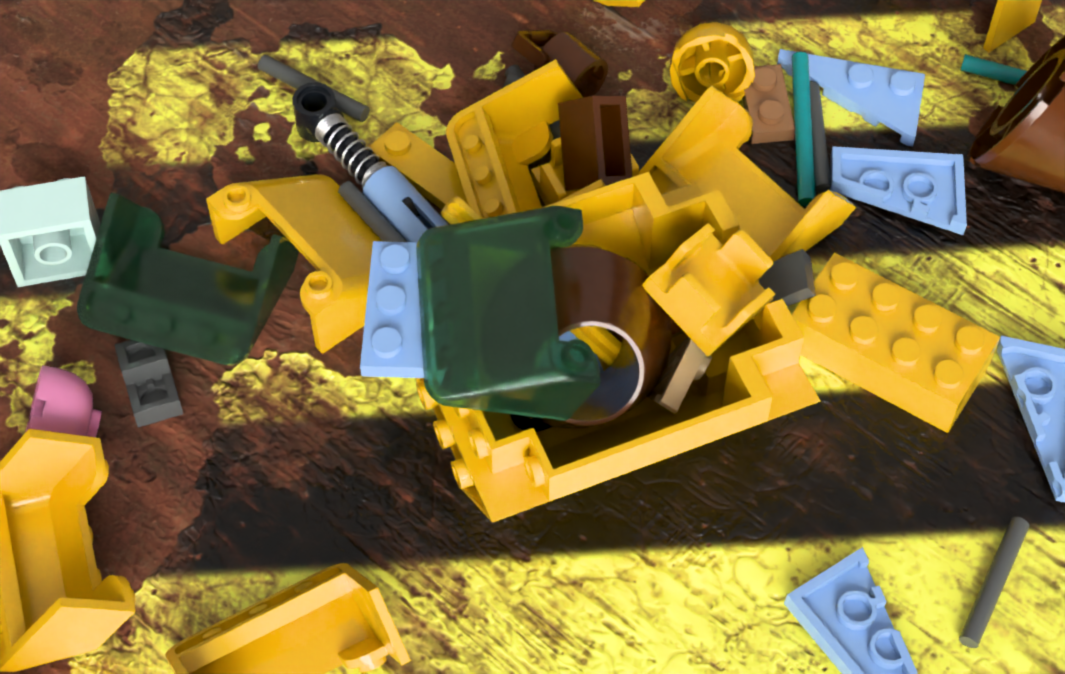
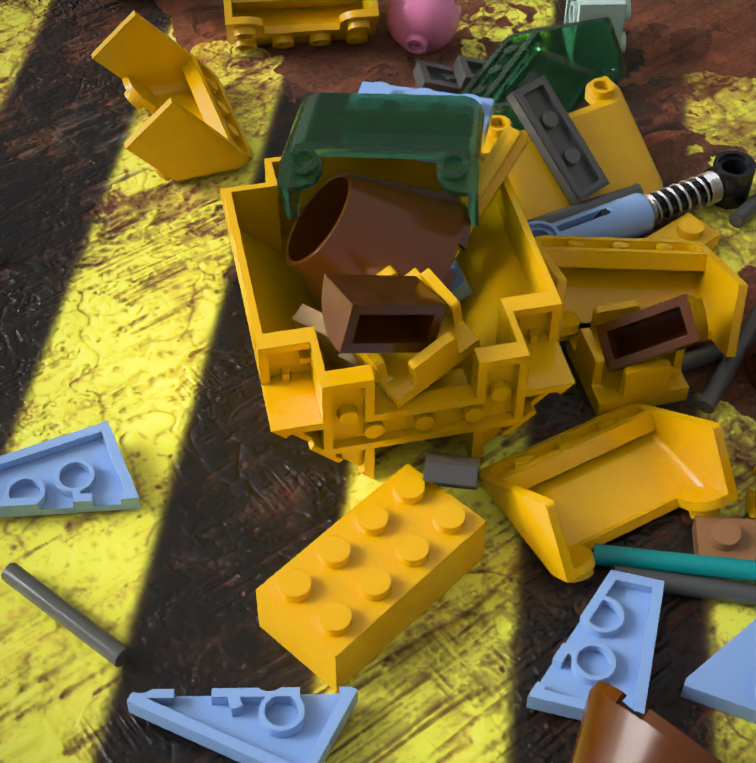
camera: 100 degrees right, 10 degrees down
(323, 235) = (557, 140): none -> dark grey tile
(739, 277) = (380, 313): none -> reddish brown brick

